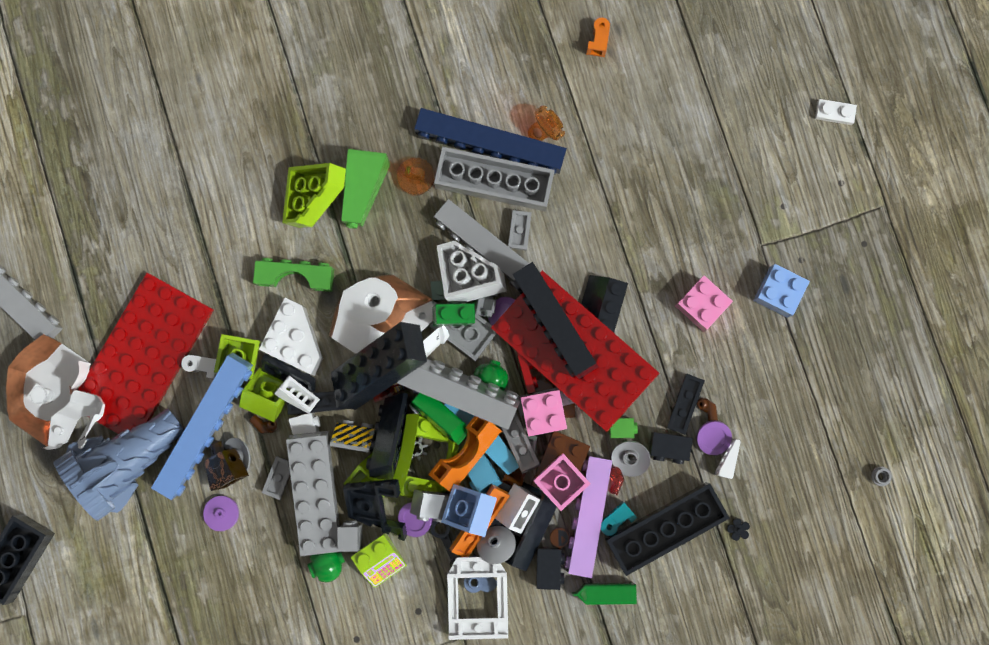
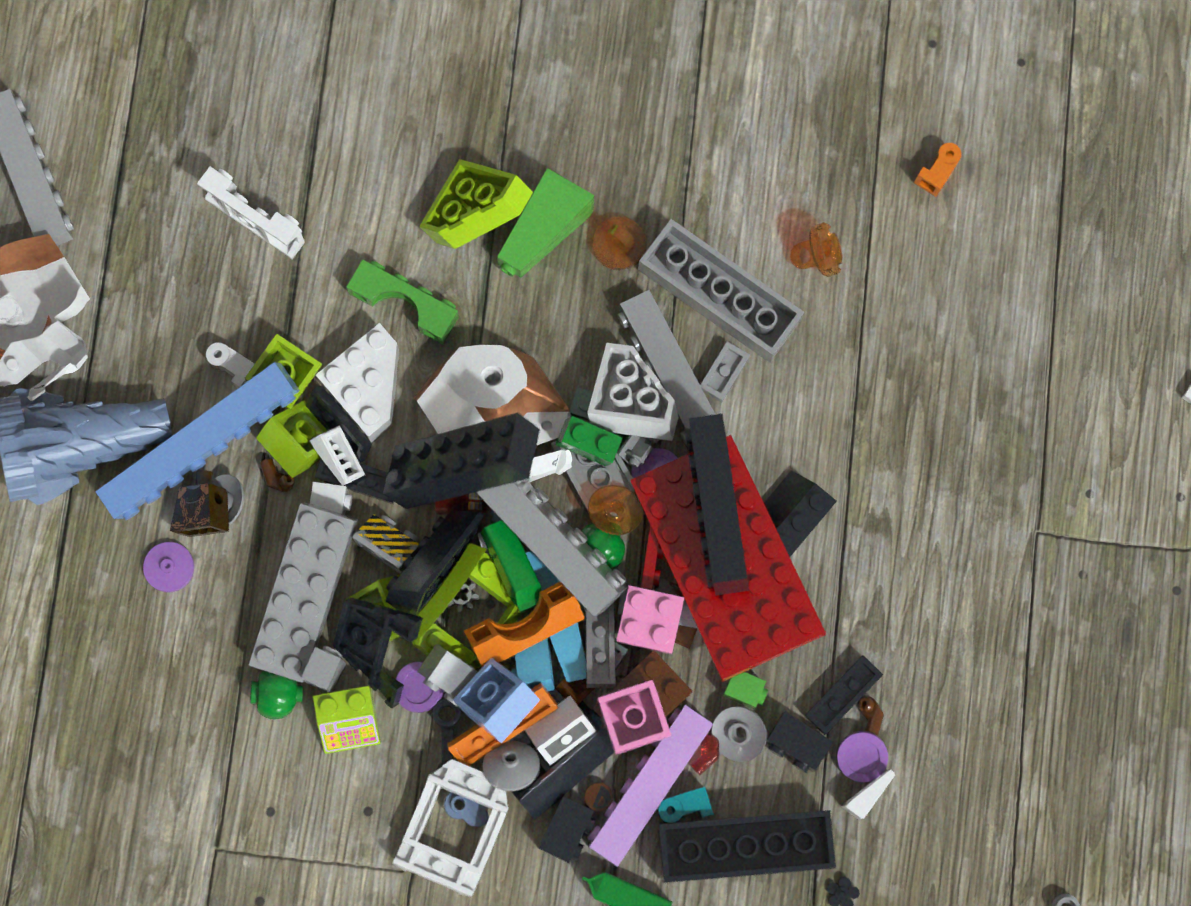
camera: 15 degrees right, 5 degrees down
(144, 353) = (166, 315): red plate -> none
(192, 265) = (279, 231): none -> white piece
(277, 478) = (263, 553): light grey plate -> none
(486, 344) = (617, 500): none -> clear orange dish
(488, 140) = (735, 238): dark blue brick -> none
(703, 303) = (925, 573): bright pink brick -> none
(781, 290) = (1037, 602): light blue brick -> none

